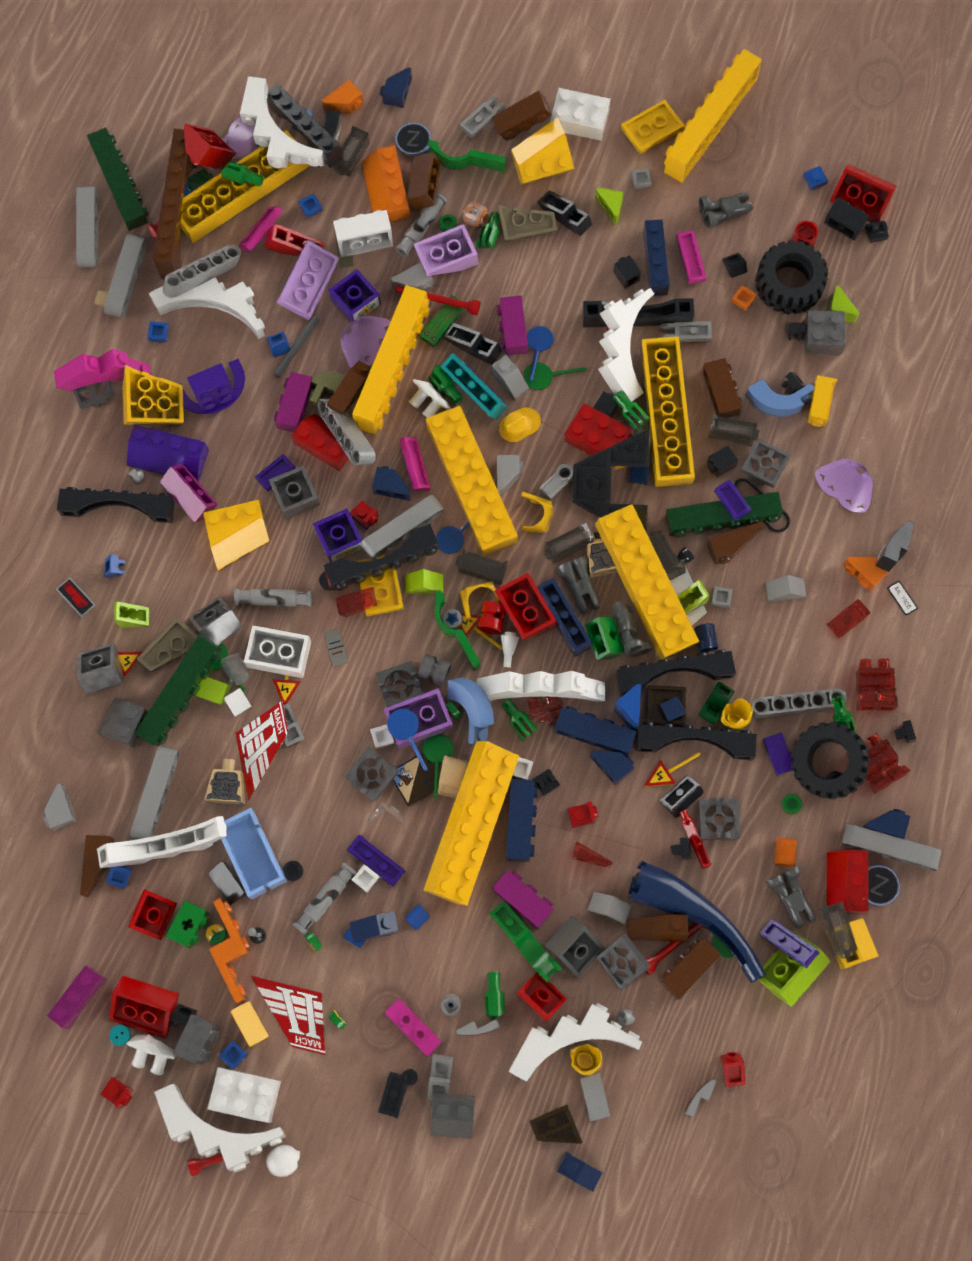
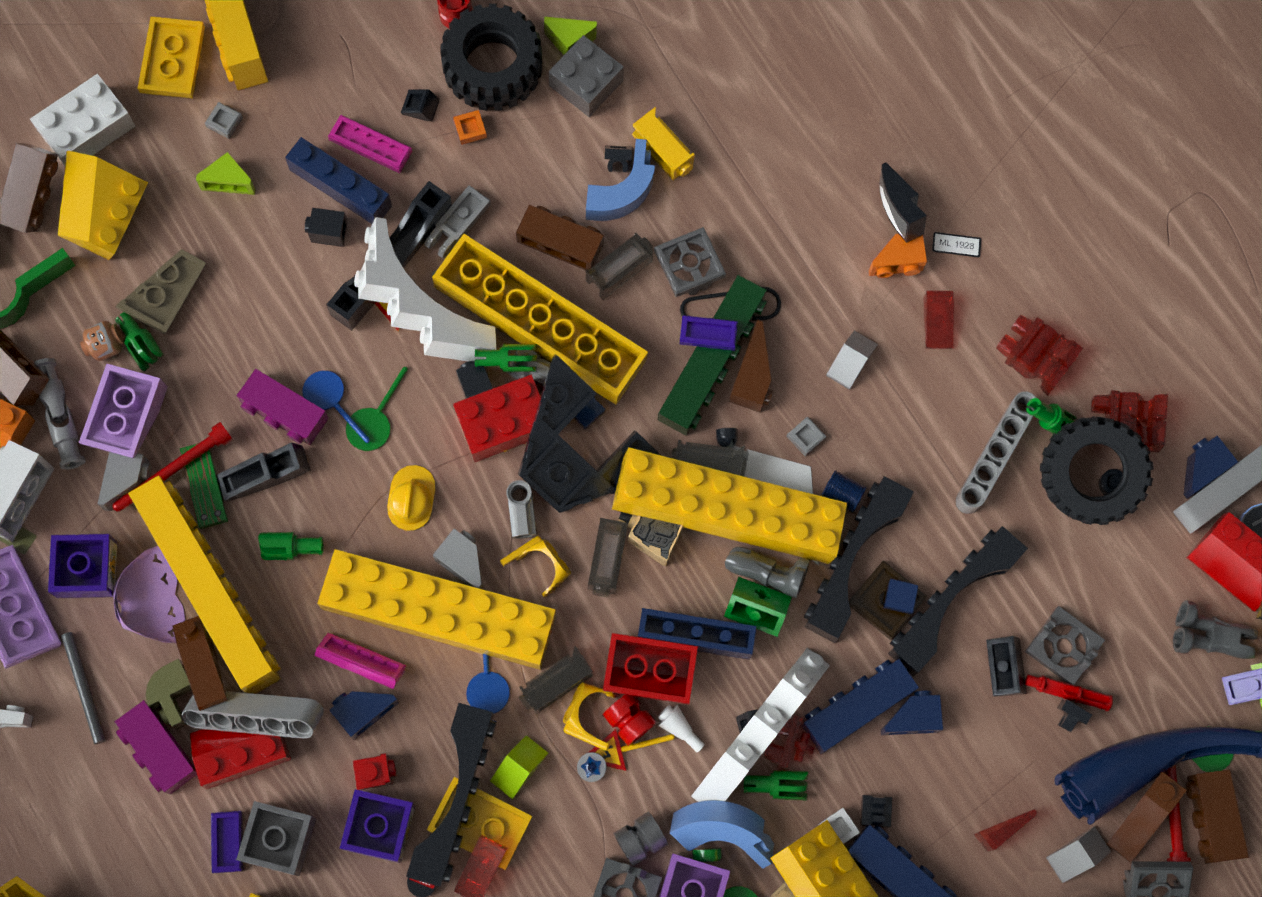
camera: 60 degrees left, 0 degrees up
(214, 389) = (54, 837): dark purple piece -> none
(278, 344) = (60, 707): blue slope -> none
(401, 527) = (430, 739): light grey beam -> none
(427, 389) = (279, 571): white connector -> none
(447, 222) = (83, 381): green tile -> none
(458, 634) = (621, 775): green piece -> none
(474, 386) = (322, 513): teal brick -> none
(509, 377) = (345, 463): light grey slope -> none
(565, 212) = (191, 236): black slope -> none
(582, 588) = (674, 585): dark grey piece -> none
(582, 814) = (947, 798): red bracket -> none
(628, 707) = (865, 642): blue slope -> none
(662, 776) = (965, 670): piece -> none
(693, 597) = (786, 466): lime slope -> none
(716, 703) = (927, 541): dark green slope -> none
(722, 461) = (647, 307): black brick -> none
(728, 208) = (344, 55): dark grey piece -> none
(737, 714) = (961, 528): yellow hair -> none
(778, 753) = (1037, 519): dark purple tile -> none
(785, 852) = (1158, 602): orange piece -> none
(791, 804) = (1105, 551): green tile -> none
(795, 328) = (553, 102): black tile -> none
(847, 483) = (784, 195): lavender piece -> none
(906, 732) = (1115, 363): black tile -> none

